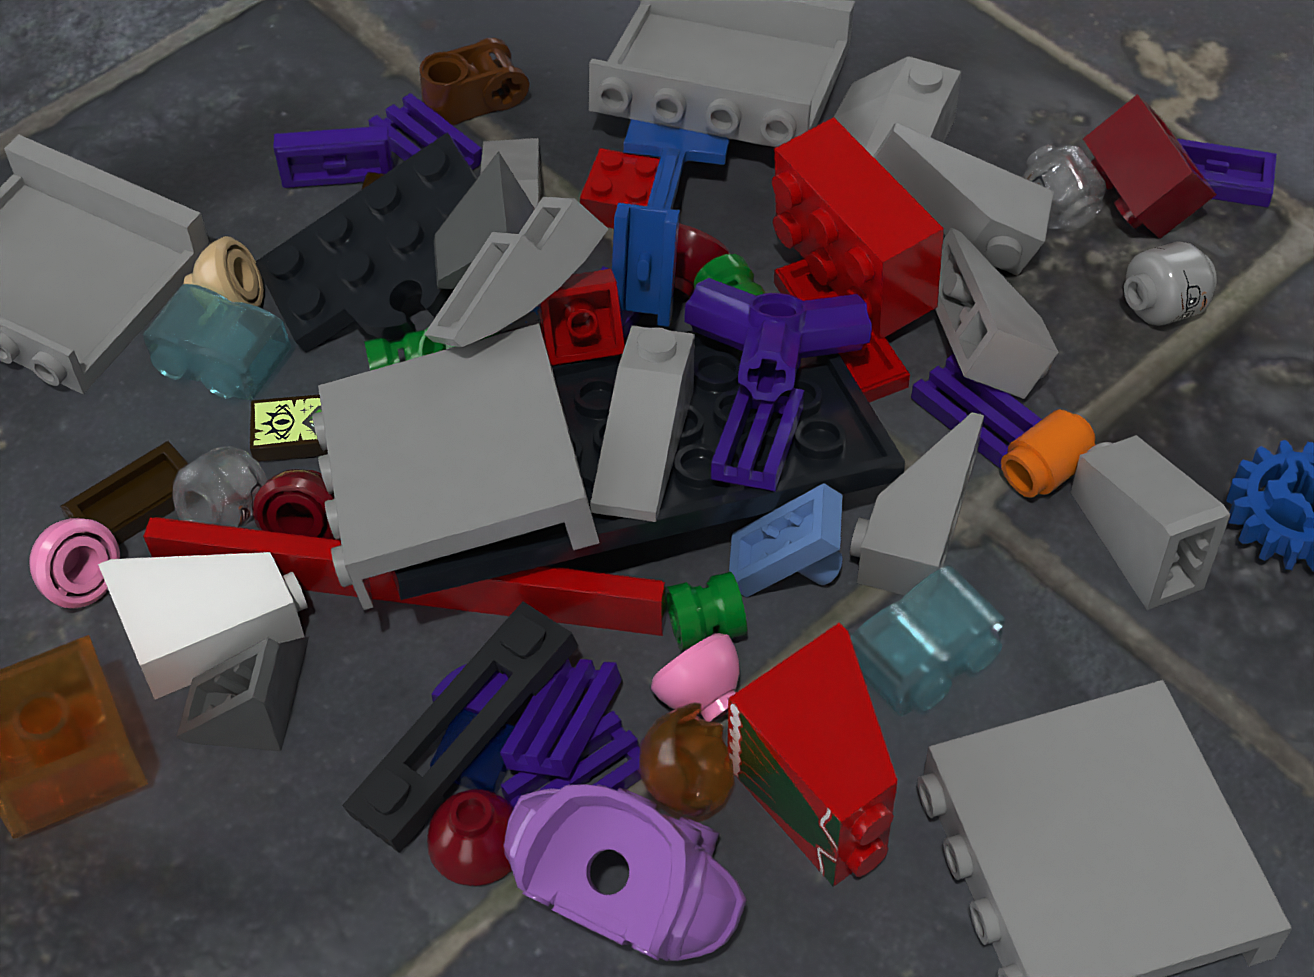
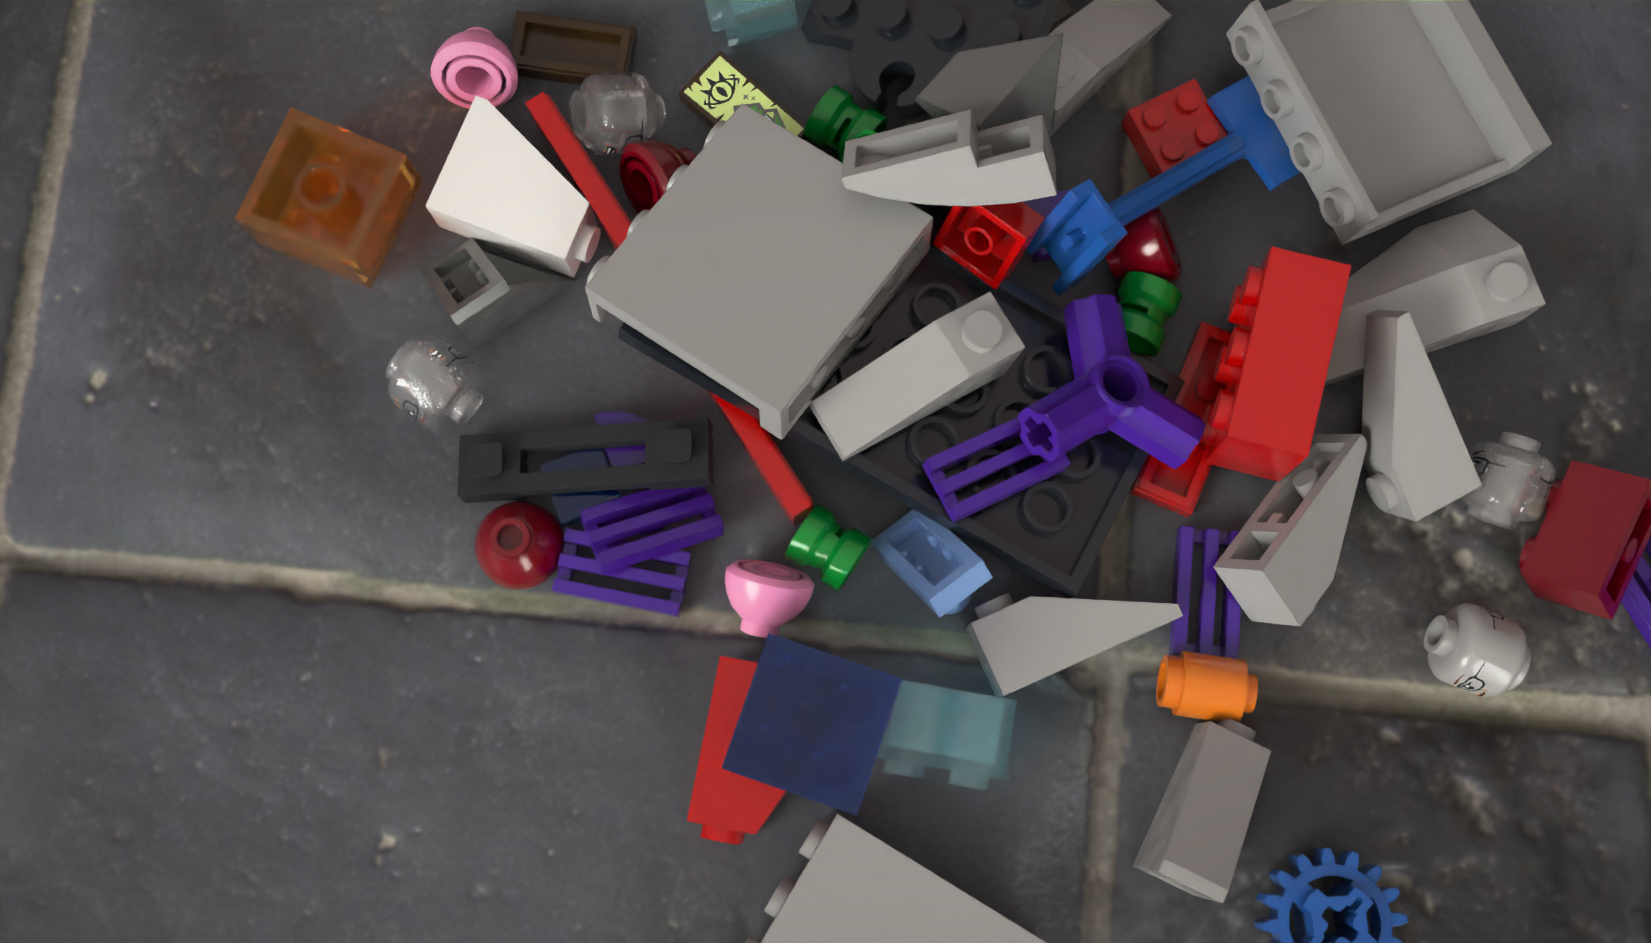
camera: 45 degrees right, 25 degrees up
(280, 787) = (434, 383): none -> clear head
(676, 893) = (574, 678): medium lavender piece -> none
(686, 762) = (683, 646): clear orange hair -> none
(848, 662) = (812, 724): none -> clear blue plate

